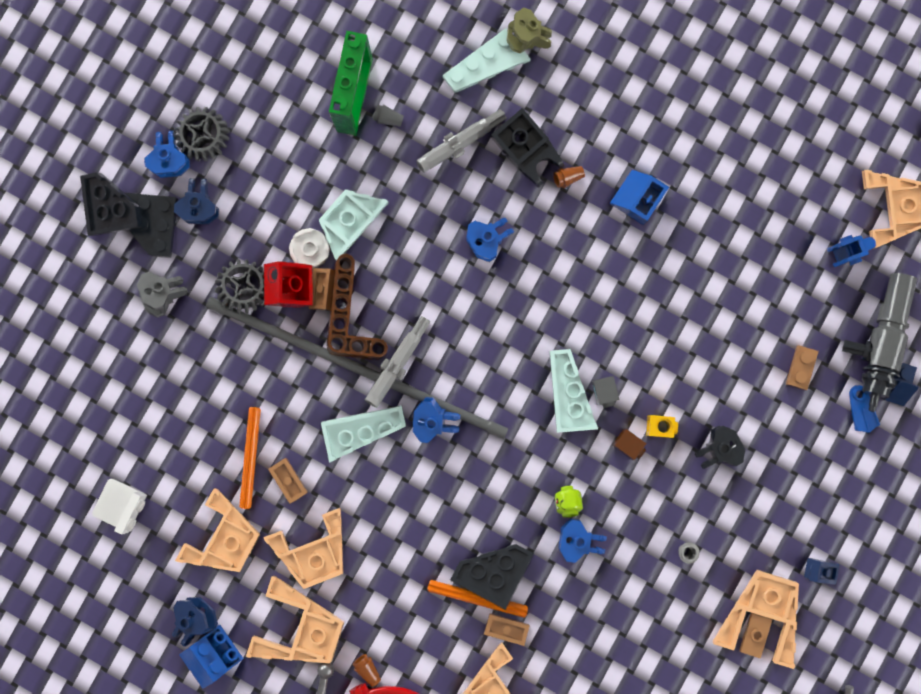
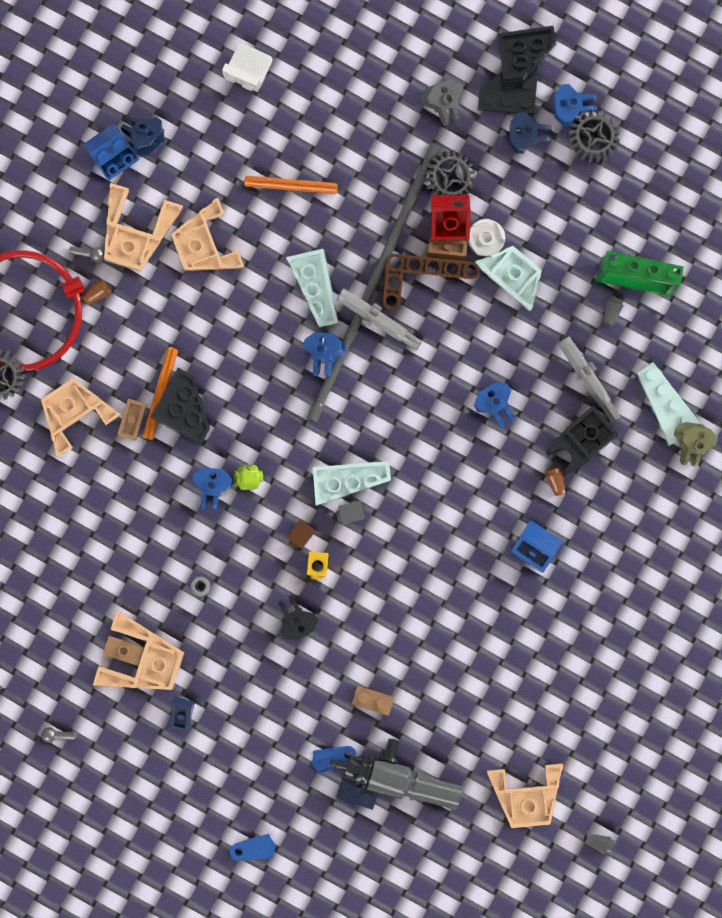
camera: 90 degrees right, 0 degrees up
(230, 542) = (214, 168): light nougat wing -> none
(288, 480) = (269, 219): medium nougat plate -> none
(851, 249) = (485, 748): blue hinge -> none

